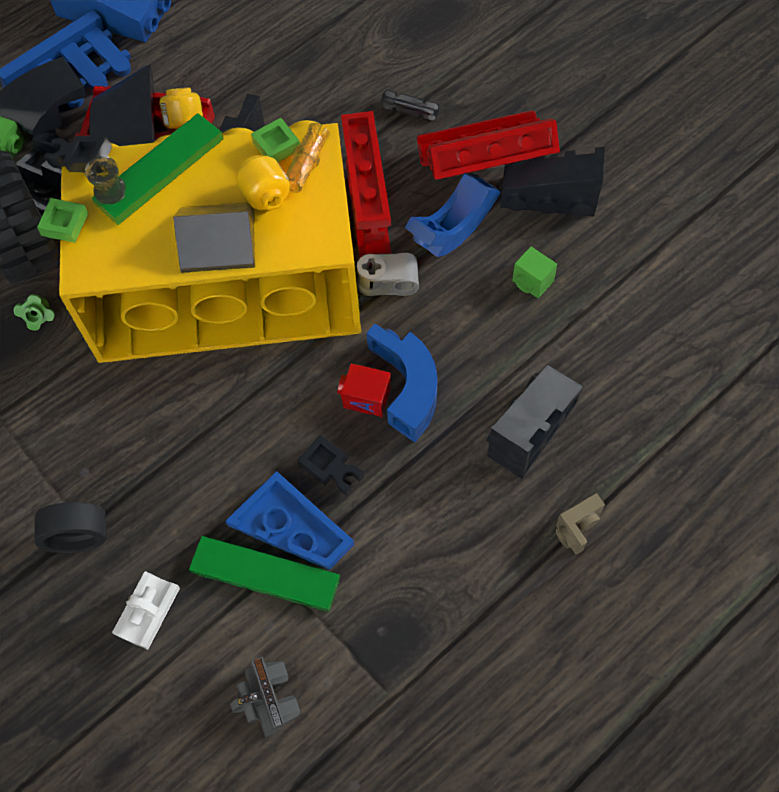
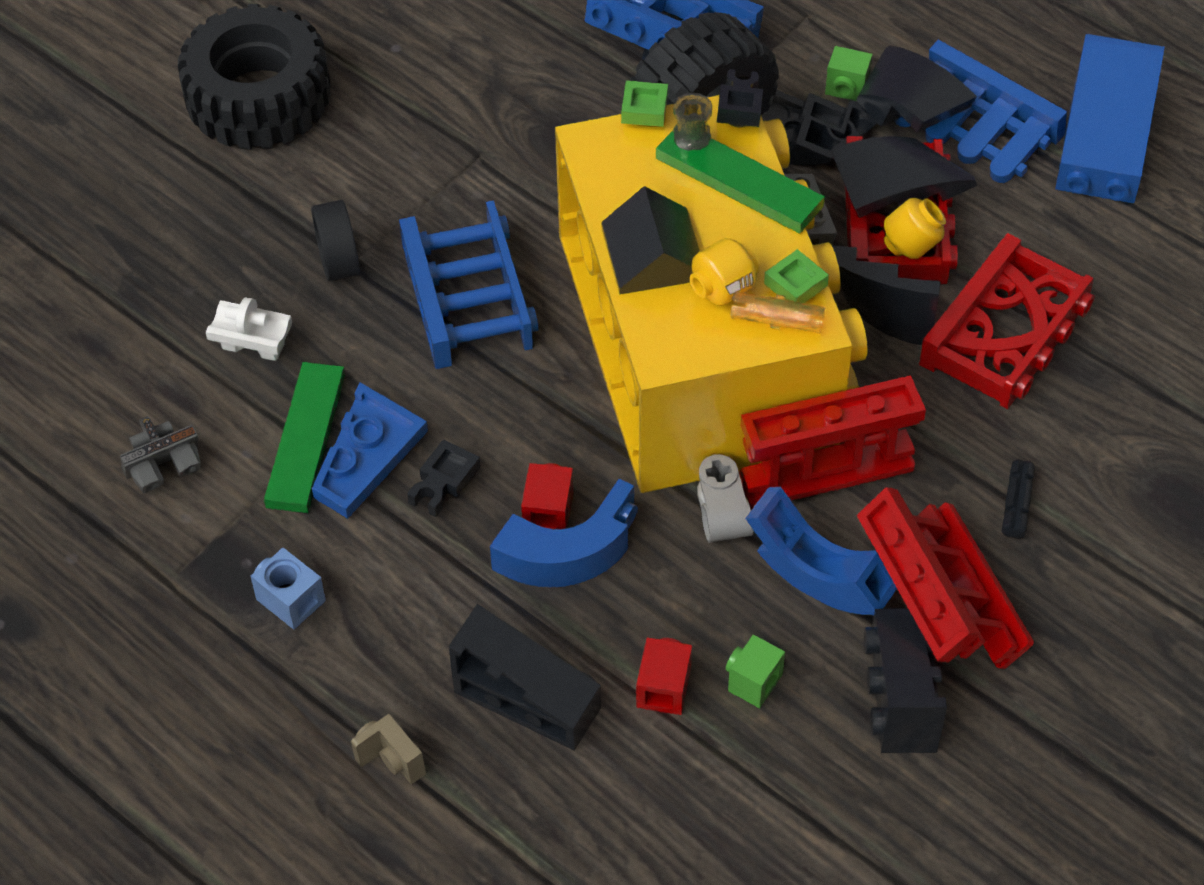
camera: 80 degrees right, 10 degrees down
(138, 463) = (435, 305): none -> blue fence
(268, 58) = (1005, 271): none -> red fence
(426, 577) = (293, 602): none -> medium blue brick
(531, 329) = (664, 675): none -> red brick

